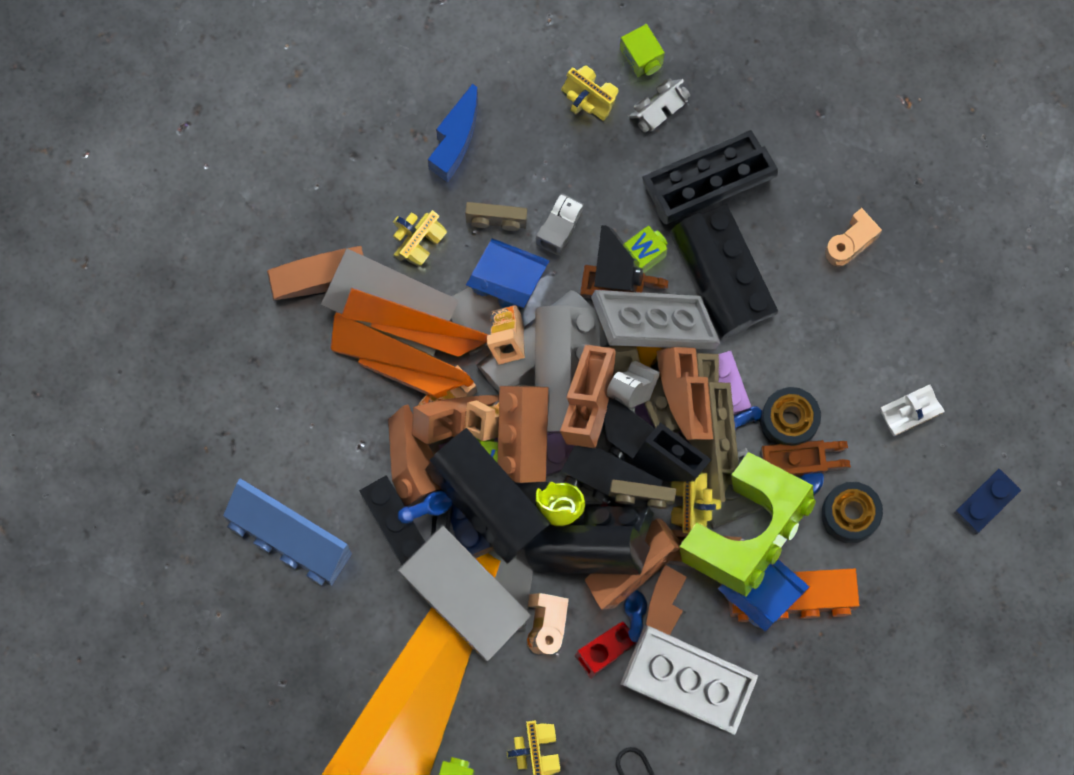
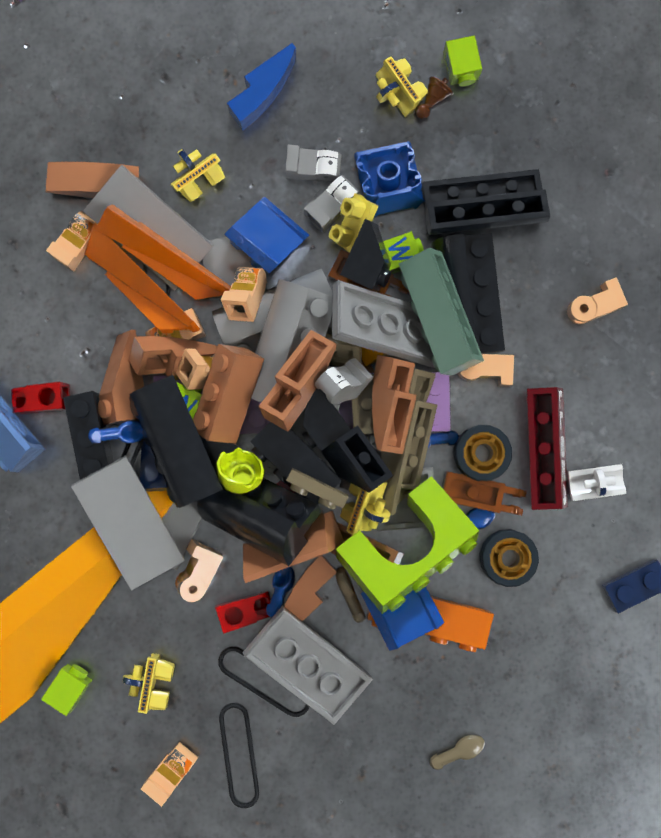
camera: 15 degrees right, 10 degrees up
(316, 339) = (73, 241): none -> light nougat leg
(333, 502) = (39, 397): none -> red leg
(507, 217) = (284, 181): dark tan plate -> none
(530, 191) = (312, 164): none -> light grey leg
(589, 224) = (355, 212): none -> light yellow hips
(609, 183) = (390, 177): none -> blue slope
(627, 87) = (437, 91): none -> reddish brown piece
(640, 727) = (246, 685): none -> black piece
(668, 96) = (451, 120): light grey hinge -> none
(704, 292) = (440, 312): none -> sand green brick
(706, 600) = (347, 589): none -> dark tan piece
(765, 334) = (493, 366): none -> light nougat leg
(852, 391) = (547, 448): none -> dark red brick
(874, 717) = (465, 749): none -> dark tan piece

